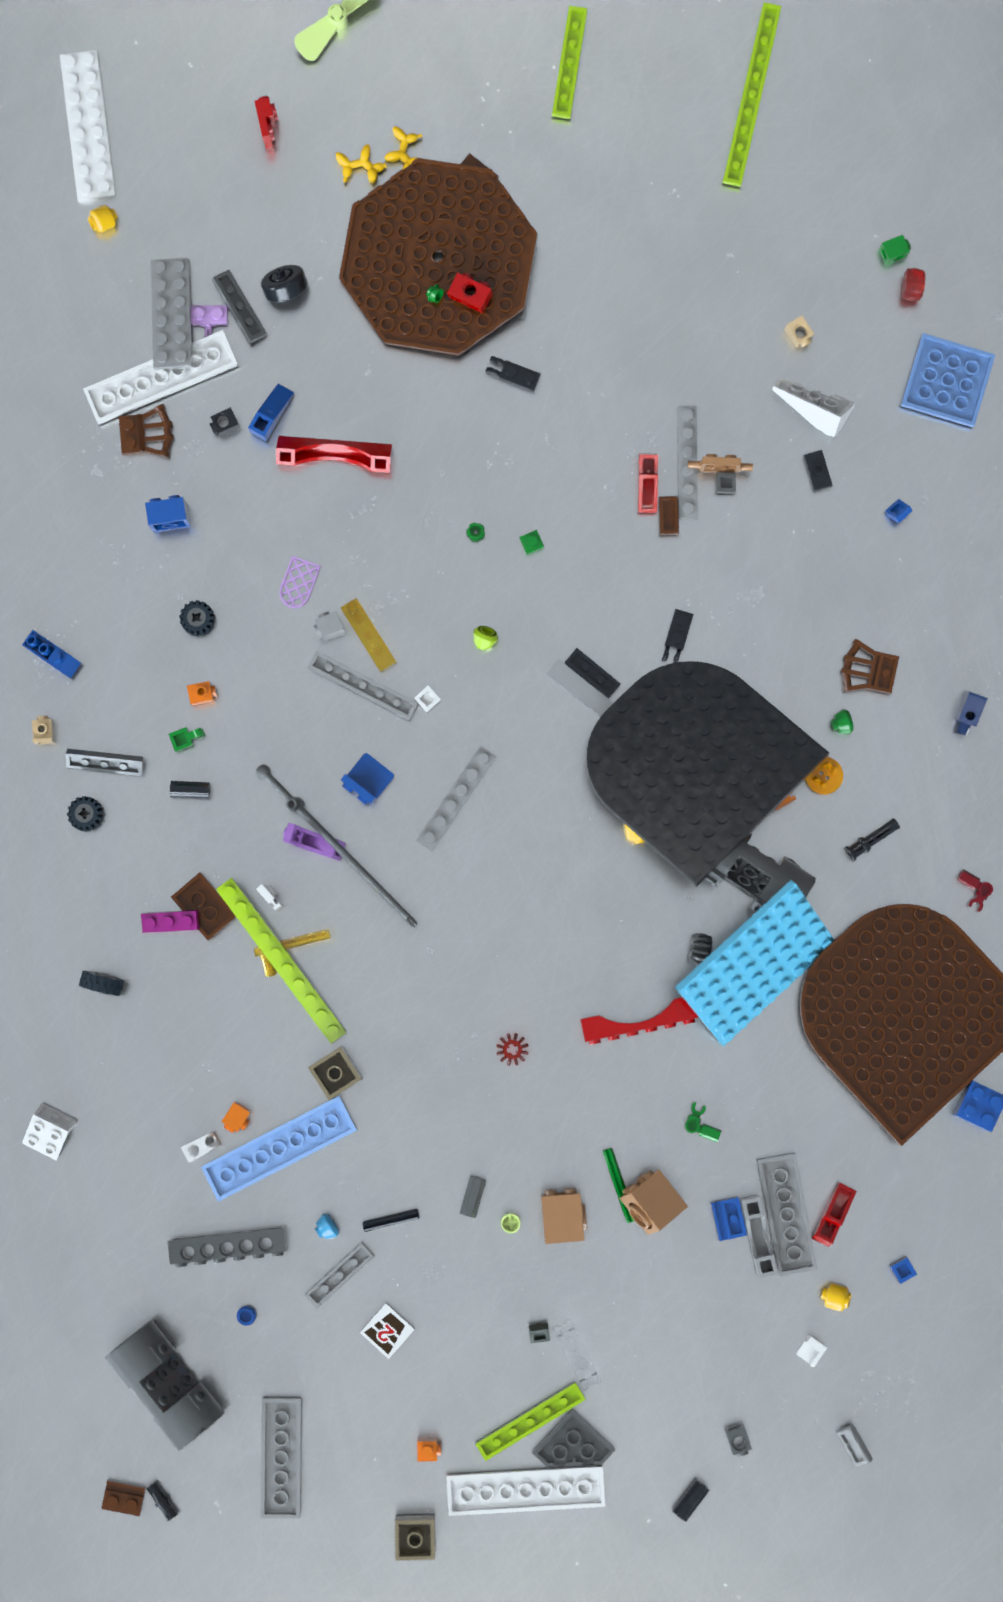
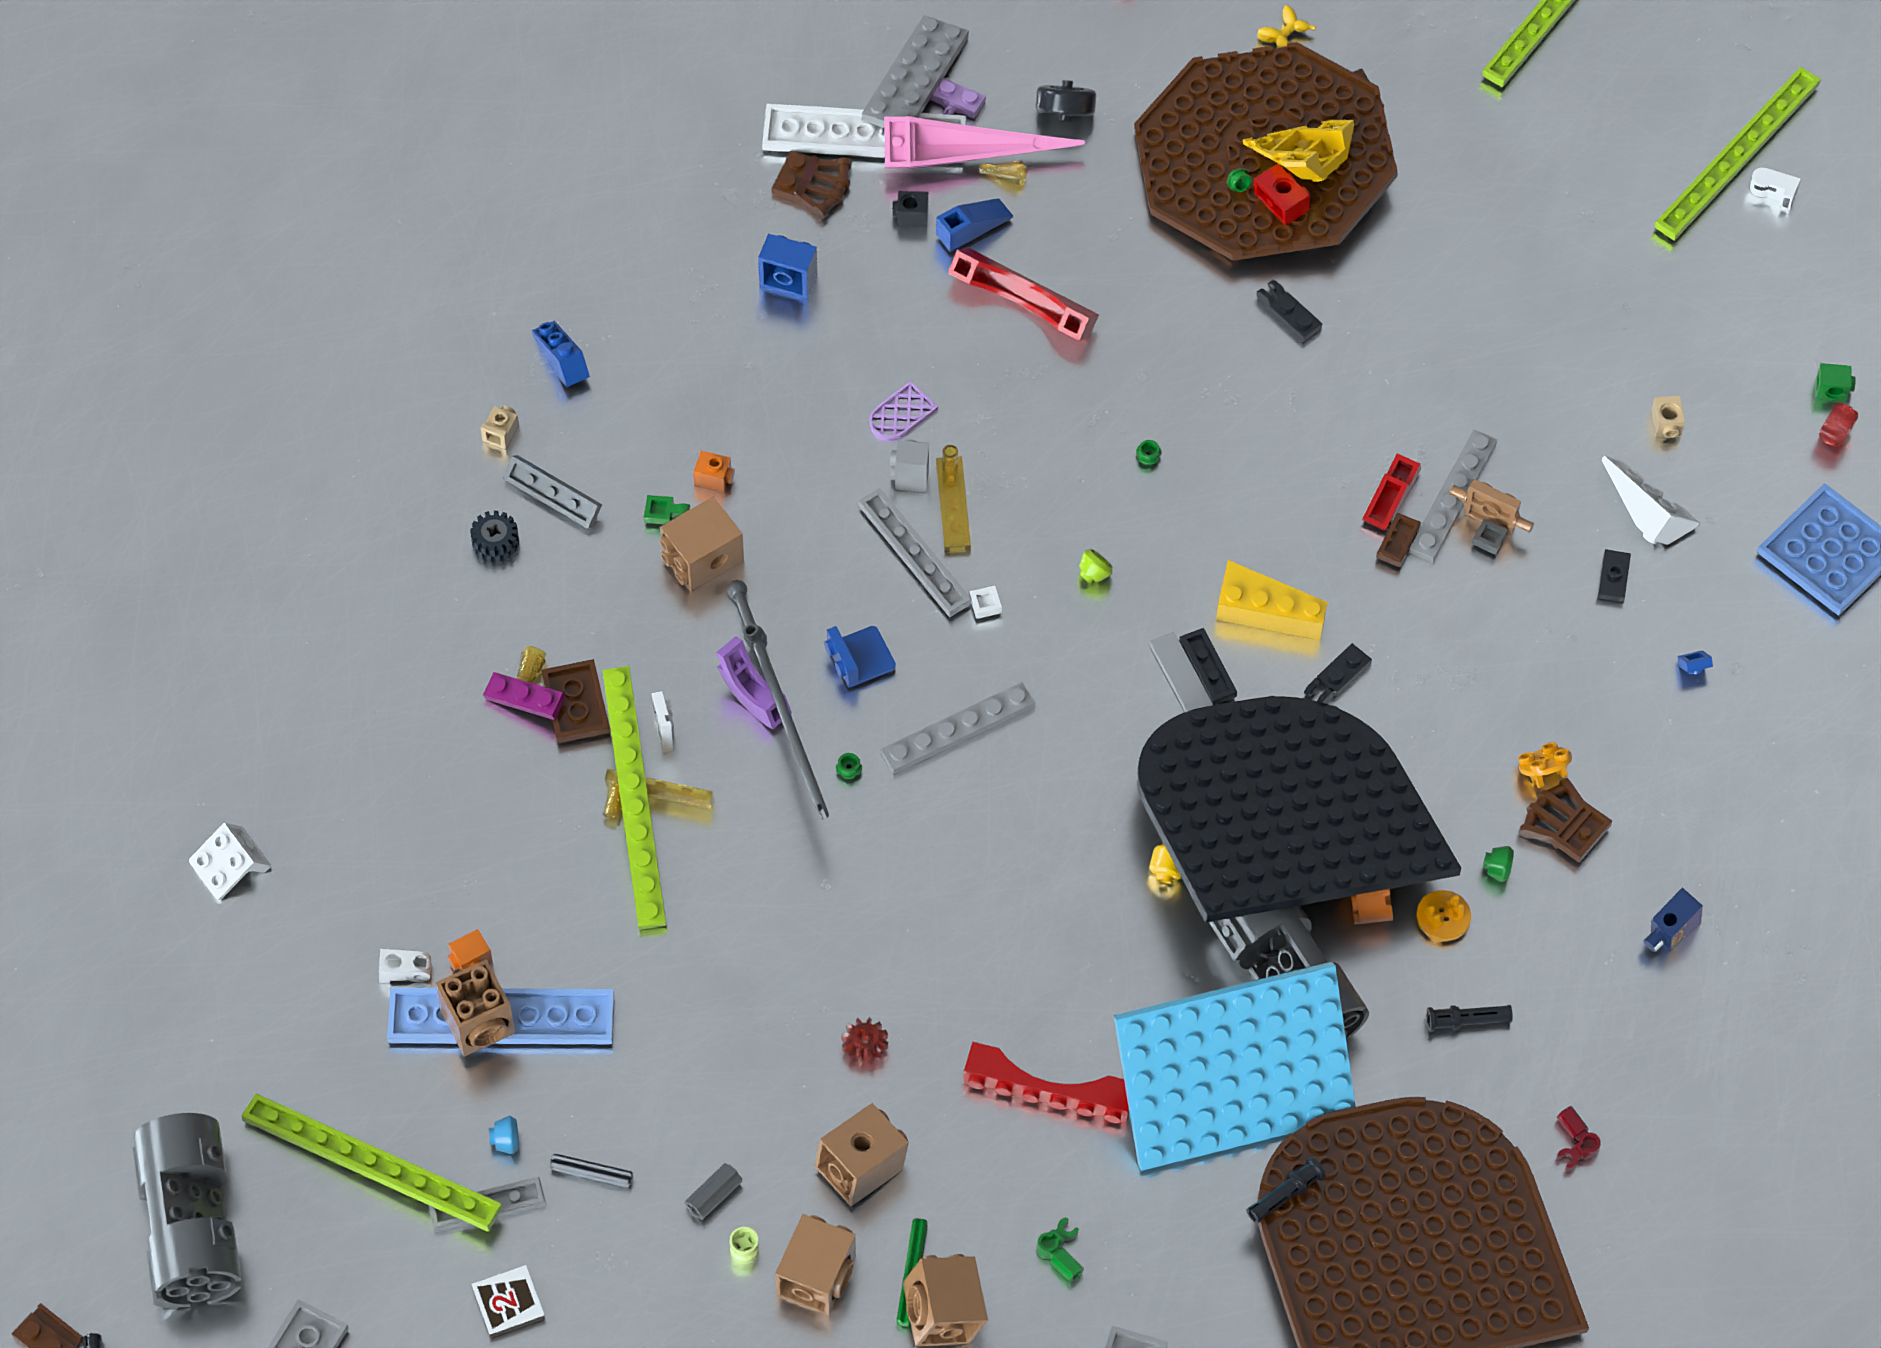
camera: 25 degrees right, 25 degrees down
(101, 983) = (398, 718): black wheel -> none
(161, 896) = (530, 663): none -> clear yellow cone
(177, 1246) = (306, 1066): dark grey brick -> none
(188, 789) = (636, 567): black axle -> none
(202, 622) = (749, 399): black wheel -> none
(209, 370) = (926, 143): none -> bright pink plate
(224, 755) = (701, 544): none -> medium nougat brick
(239, 306) = (999, 95): dark grey plate -> none
(246, 1315) = (339, 1193): blue plate -> none
(255, 1288) = (372, 1162): none -> lime plate
(266, 1164) = (475, 1007): none -> medium nougat brick
(274, 358) = (1010, 171): none -> clear yellow cone
(335, 1073) = (624, 957): dark tan brick -> none
(364, 161) = (1232, 26): yellow piece -> none
(403, 867) = (849, 759): none -> green plate
(469, 251) = (1308, 151): none -> yellow wedge
(531, 542) = (1211, 495): green plate -> none
(562, 1122) = (861, 1154): none -> medium nougat brick
(607, 609) = (1269, 605): none -> yellow wedge
(788, 109) = (1775, 186): none -> white leg
(826, 1017) = (1295, 1183): none -> black pin
(838, 635) = (1544, 762): none -> light orange plate

